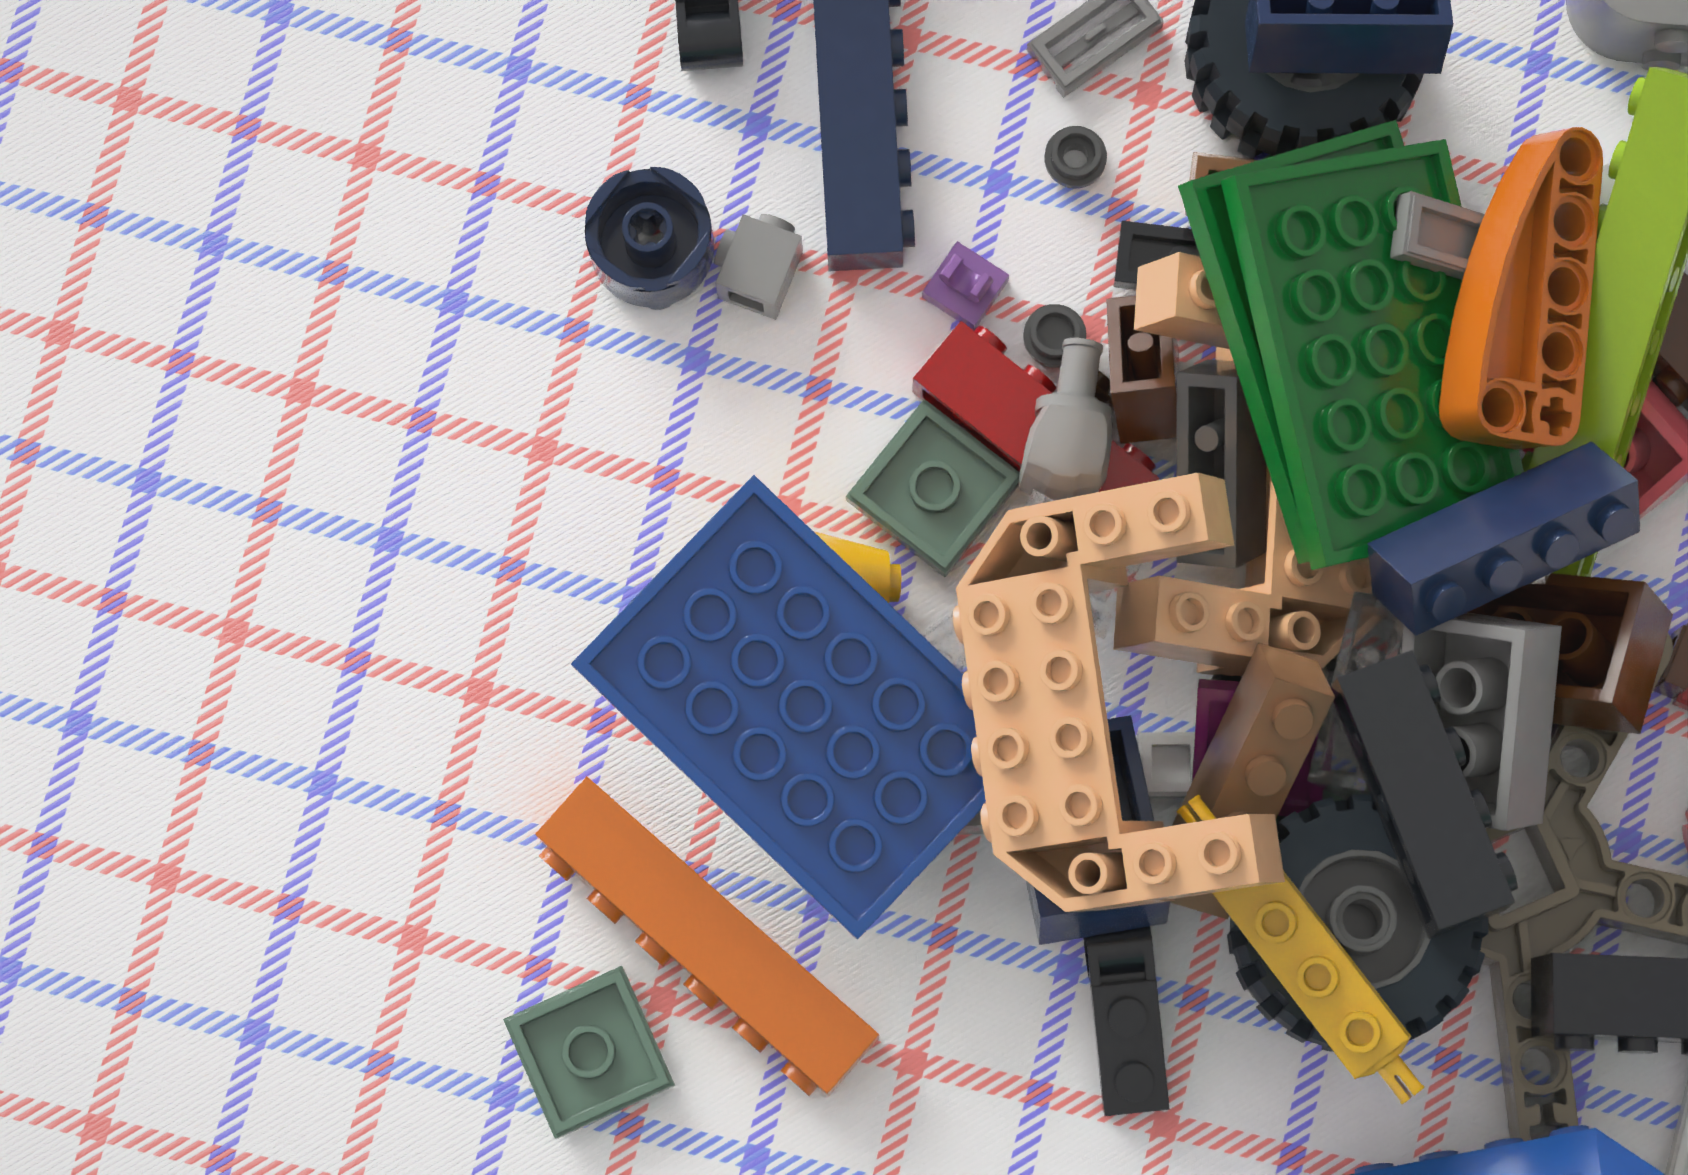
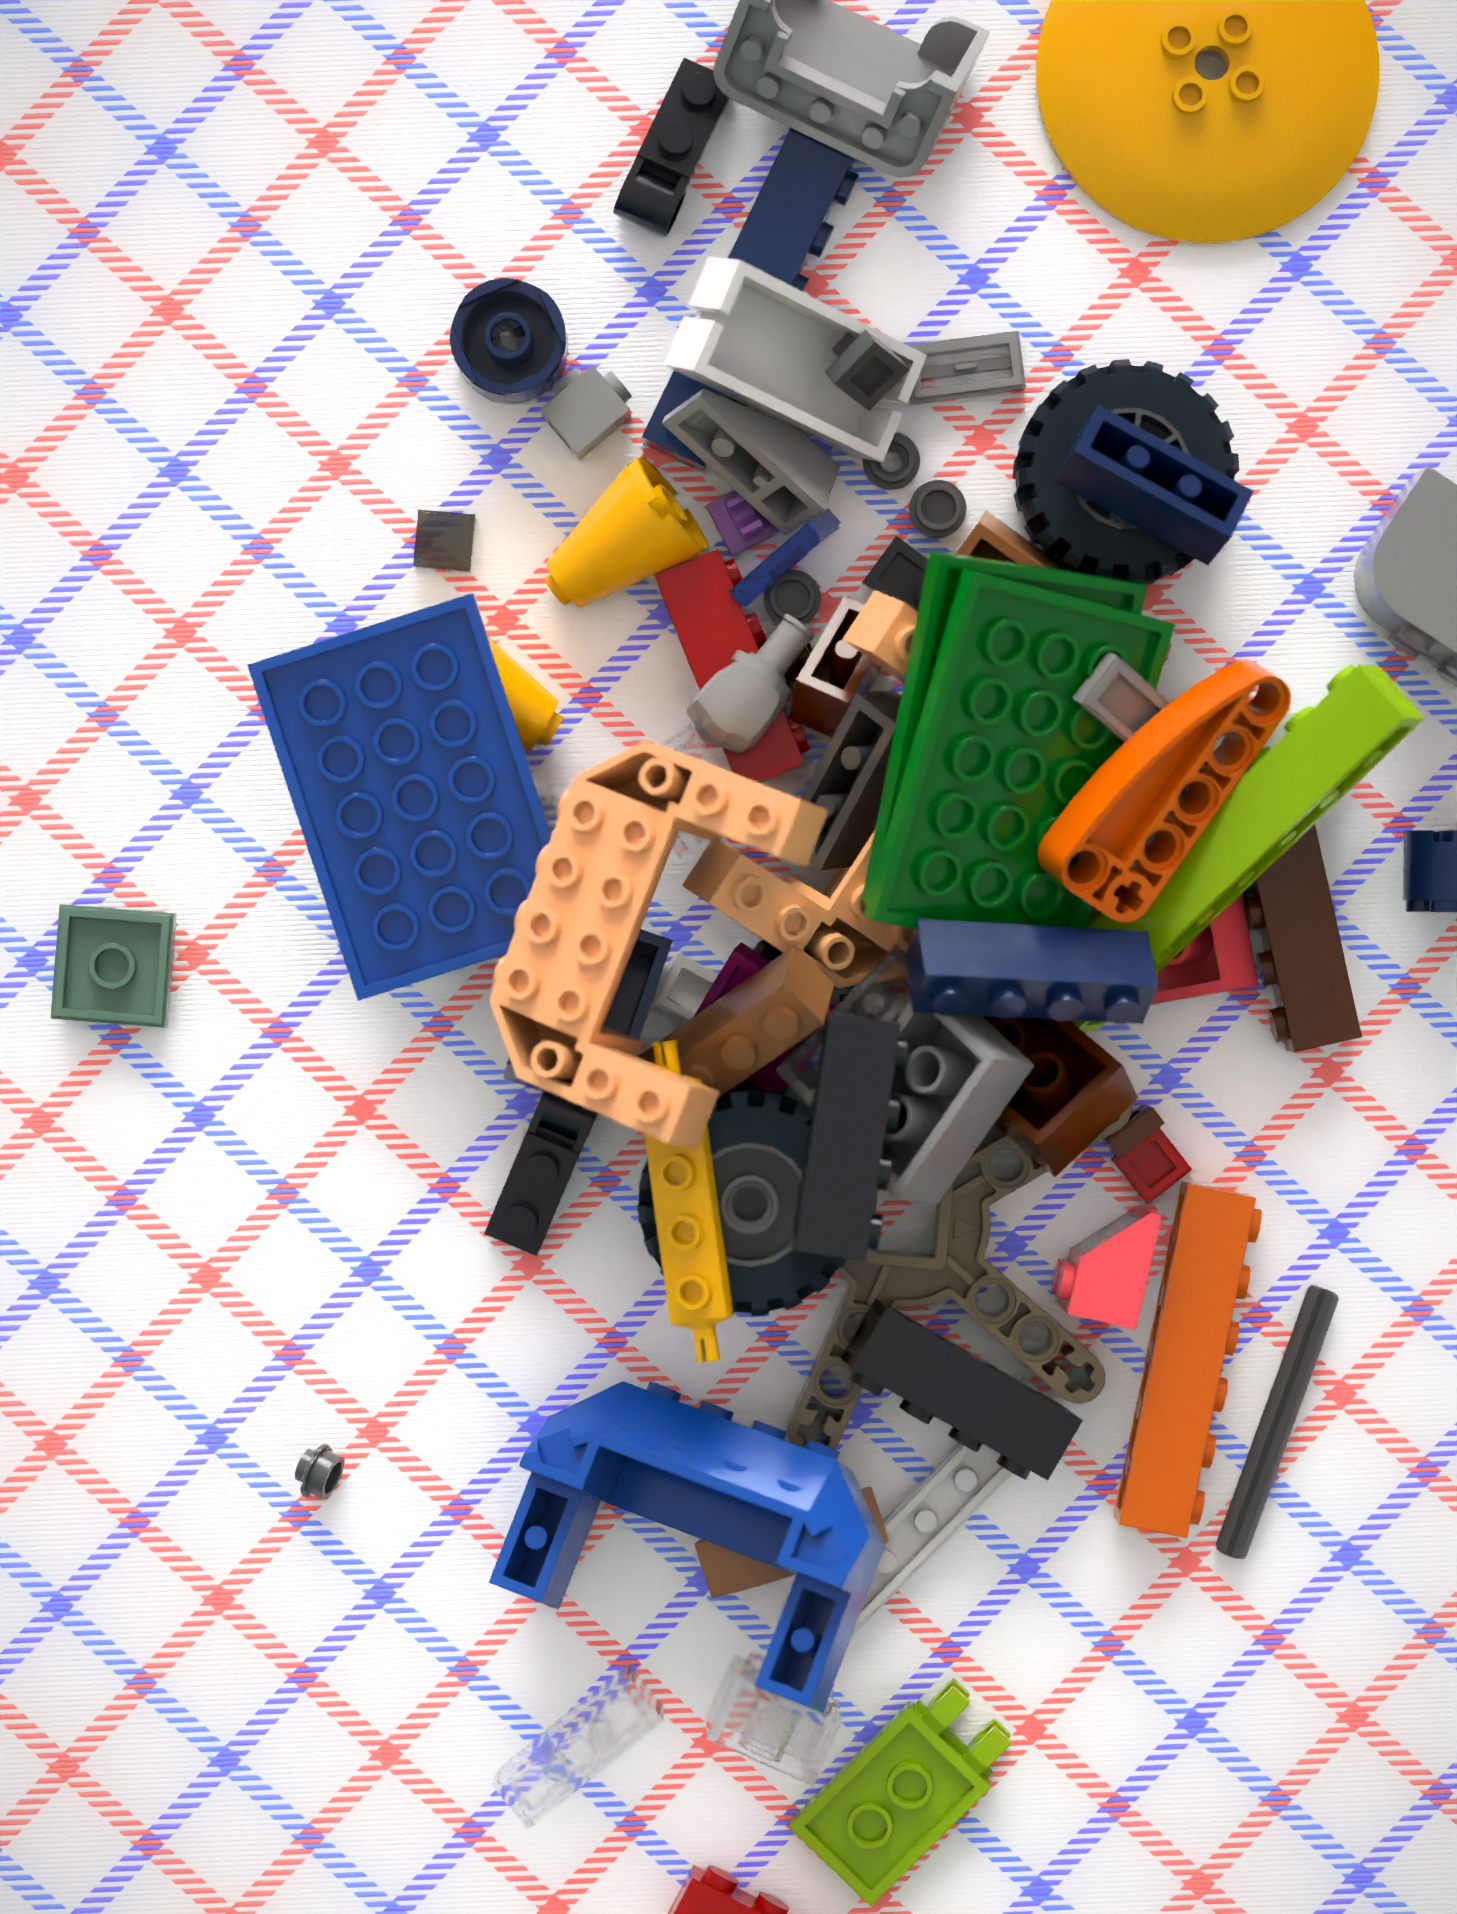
camera: 30 degrees right, 10 degrees up
(689, 464) = (444, 541): none -> clear smoke tile
(707, 937) = (251, 927): orange brick -> none
(863, 364) = (624, 538): none -> yellow cone
(934, 488) = (626, 669): sand green plate -> none
(935, 99) = (772, 354): none -> white piece
(949, 212) = (758, 457): none -> light grey slope
(1008, 71) = (865, 368): none -> dark grey tile
(1028, 298) = (785, 557): none -> clear blue tile
(1145, 177) = (937, 509): none -> dark grey plate

